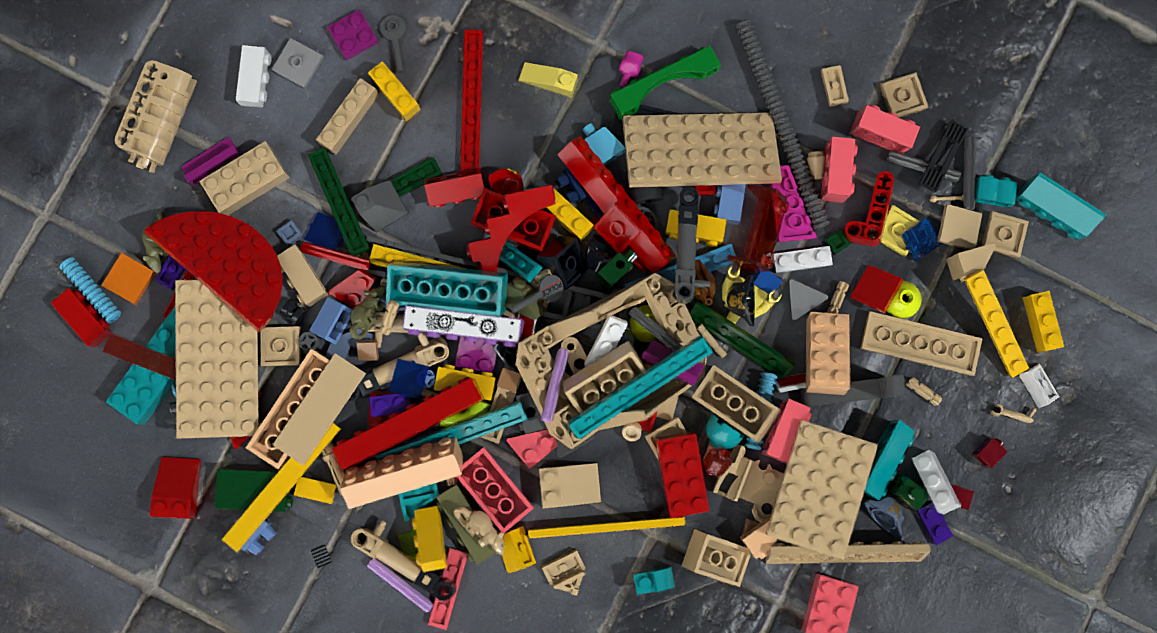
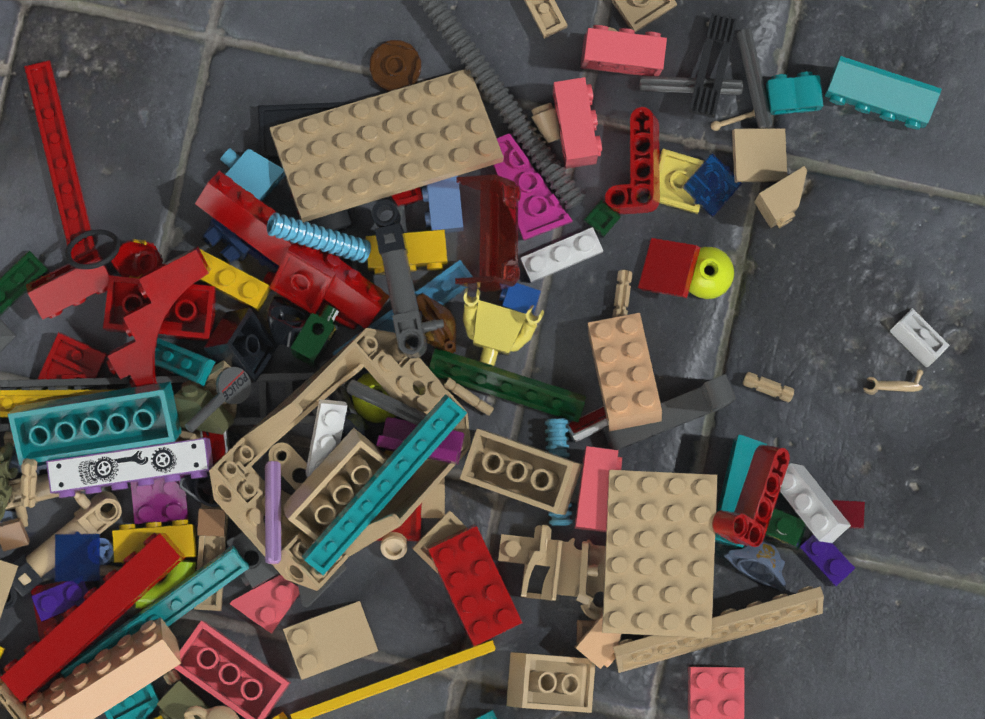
camera: 15 degrees left, 0 degrees up
(442, 240) = (72, 360): none -> red wing
(477, 177) = (98, 264): none -> black tyre
(550, 78) = (158, 102): light yellow slope -> none
(630, 67) = (262, 57): dark pink piece -> none
(638, 200) = (318, 237): none -> medium azure piece
(697, 66) = (353, 31): green arch -> none
(717, 461) = (516, 555): clear red head -> none
(720, 97) = (395, 65): none -> reddish brown tile
(722, 433) = (513, 516): teal cylinder -> none
(742, 300) = (492, 331): black hat -> none
(763, 486) = (586, 570): none -> tan piece
(804, 298) = (576, 306): piece -> none
(900, 468) = (757, 499): none -> red beam
(921, 343) = (748, 324): tan plate -> none
(990, 452) = (875, 444): dark red brick -> none
(996, 323) = (837, 271): yellow plate -> none
(1006, 233) = (823, 147): tan tile -> none
(1043, 321) = (901, 251): yellow brick -> none

